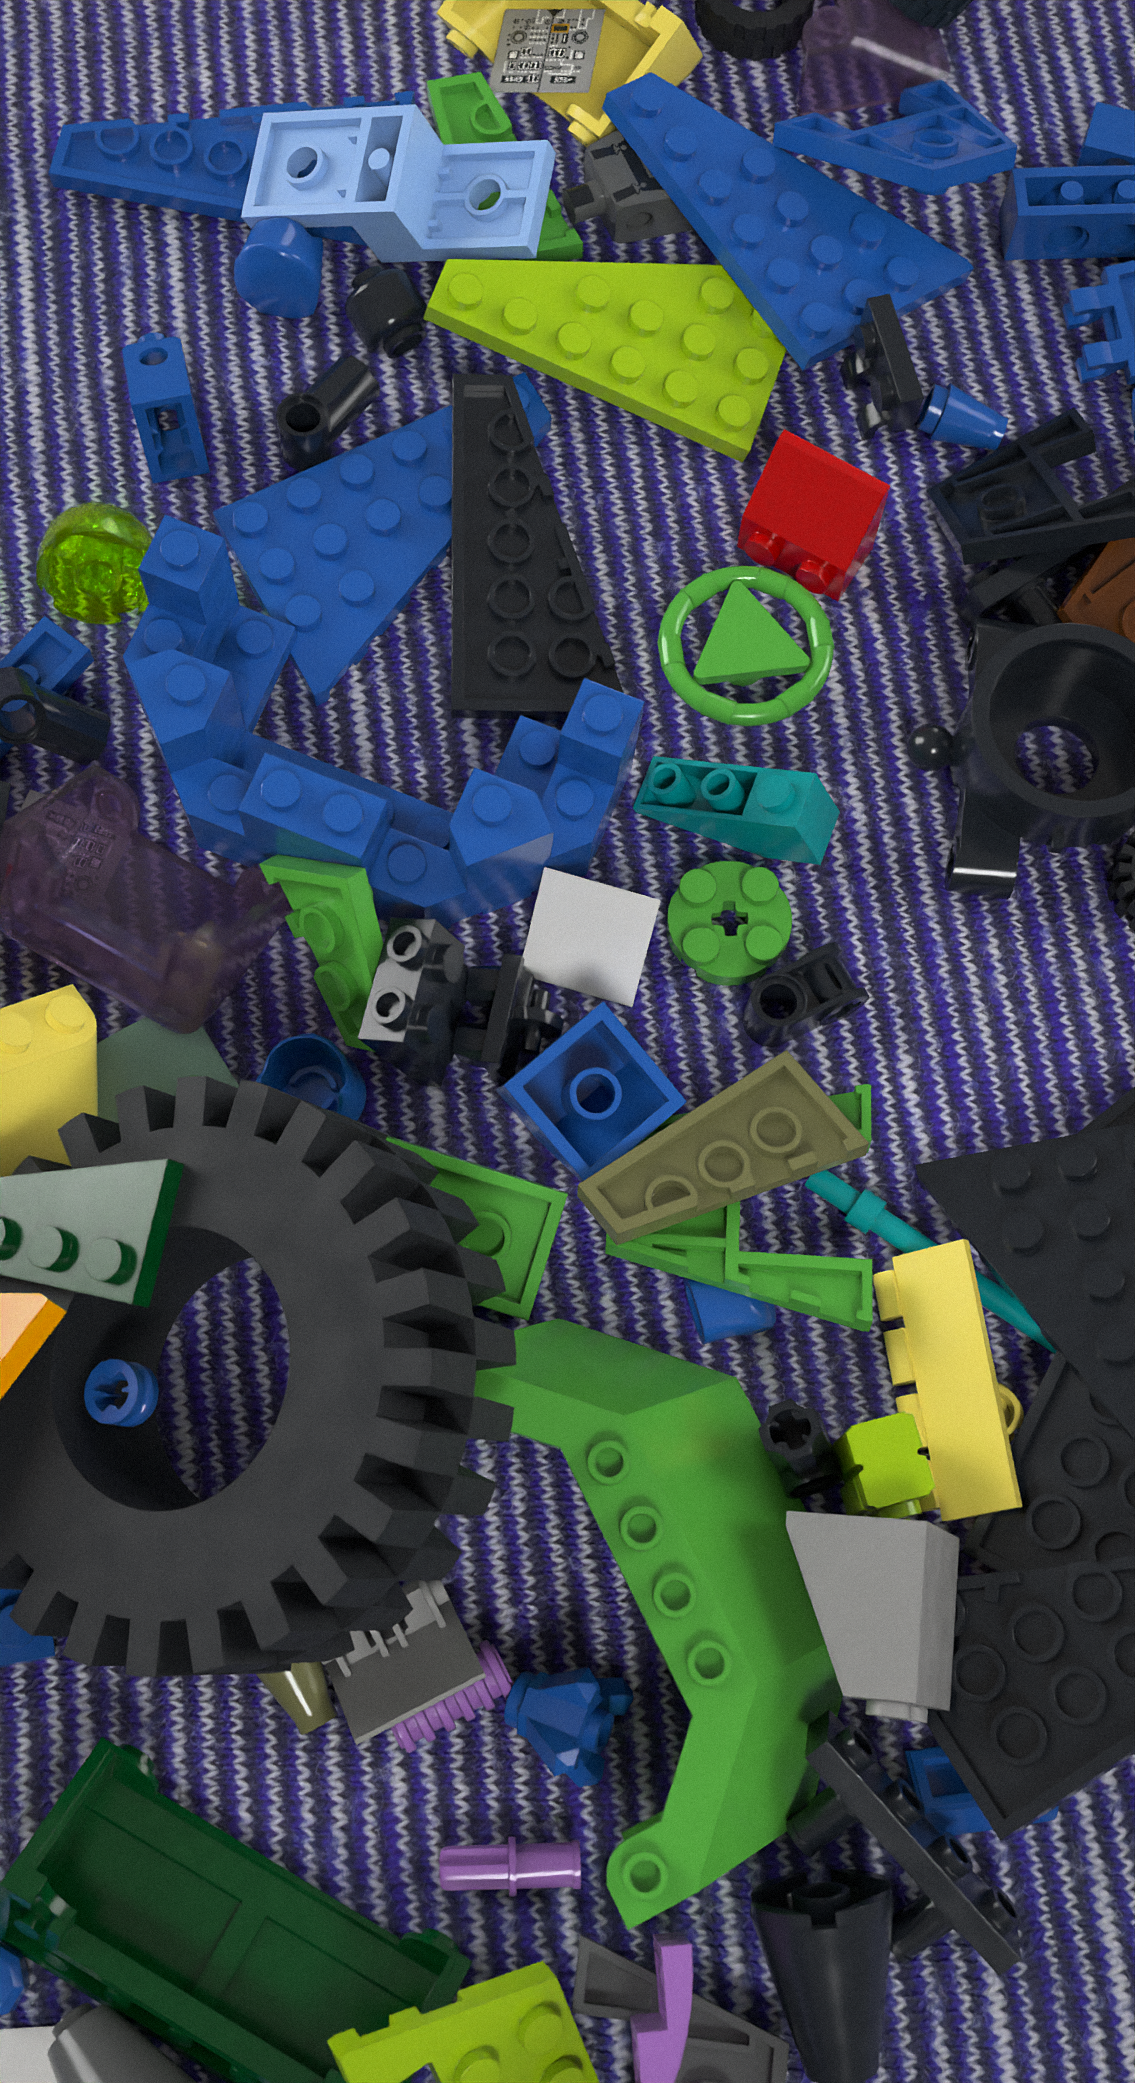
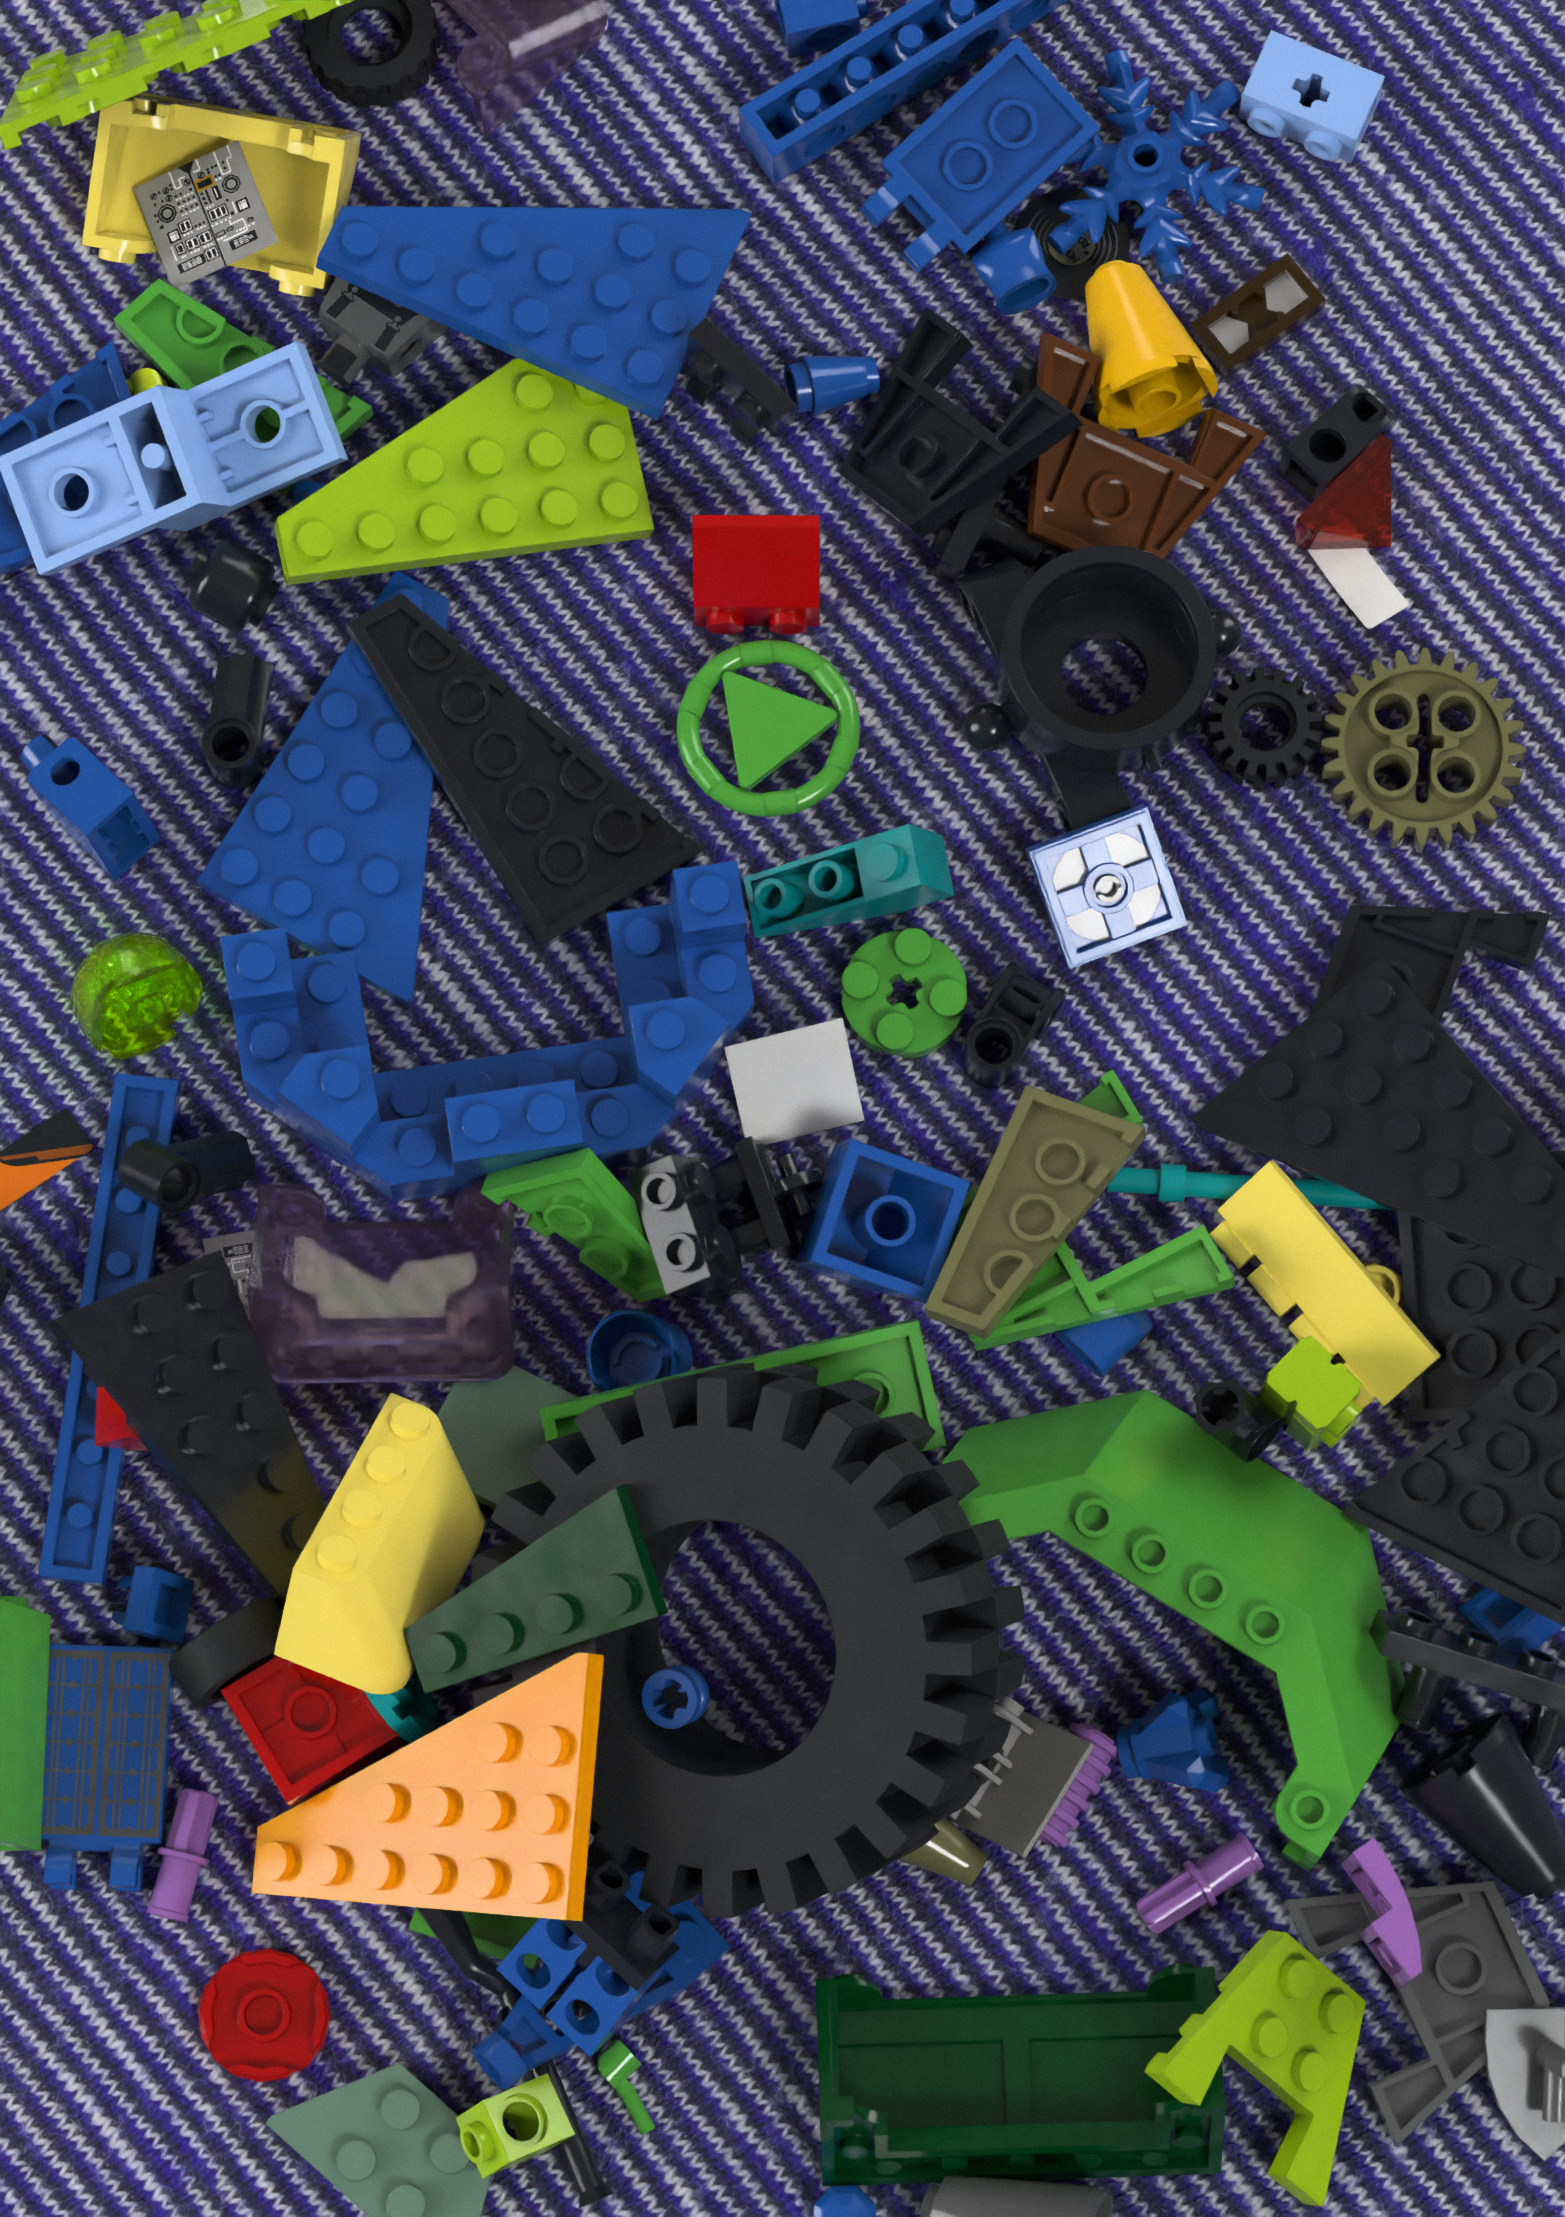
camera: 25 degrees left, 5 degrees up
(280, 269) = (105, 600): blue hair -> none
(882, 1607) = (1374, 1501): light grey slope -> none
(929, 150) = (644, 141): blue wing -> none
(956, 928) = (1106, 886): none -> piece

